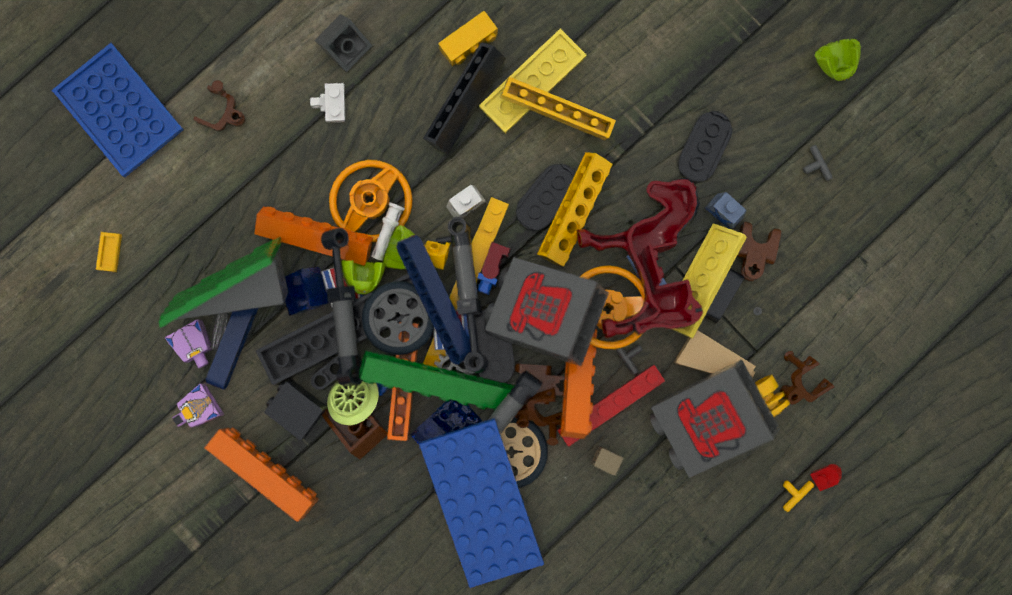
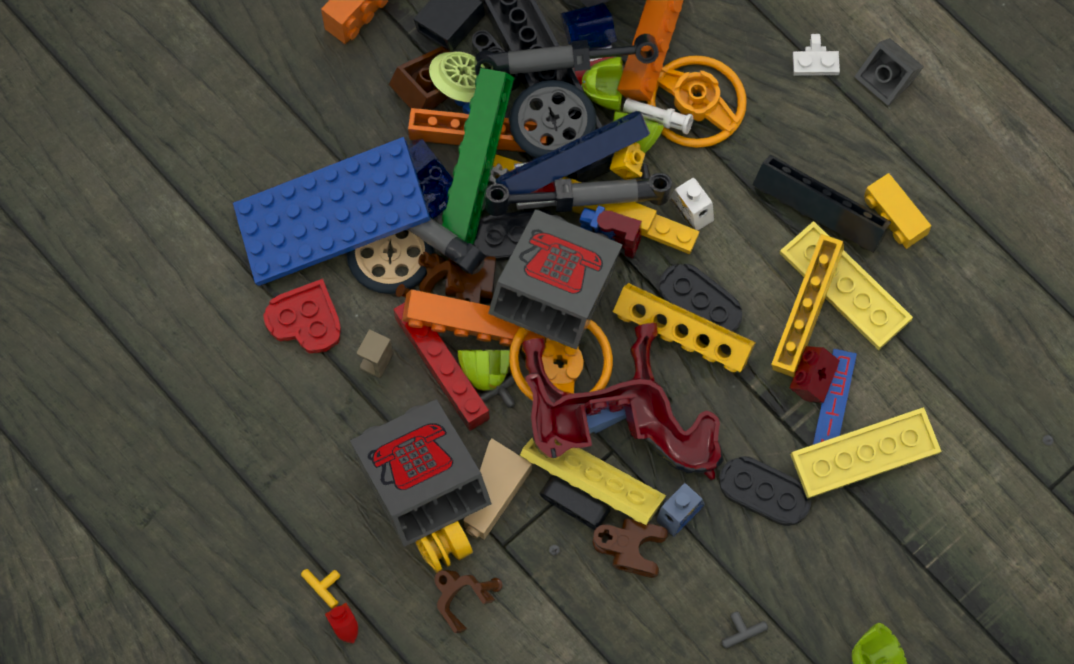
camera: 95 degrees right, 15 degrees down
(570, 519) = (304, 316): none -> red plate
(612, 369) = (484, 368): none -> lime hair
(613, 105) = (814, 374): none -> dark red brick
(643, 95) = (834, 405): none -> blue tile
(675, 67) = (865, 452): none -> light yellow plate

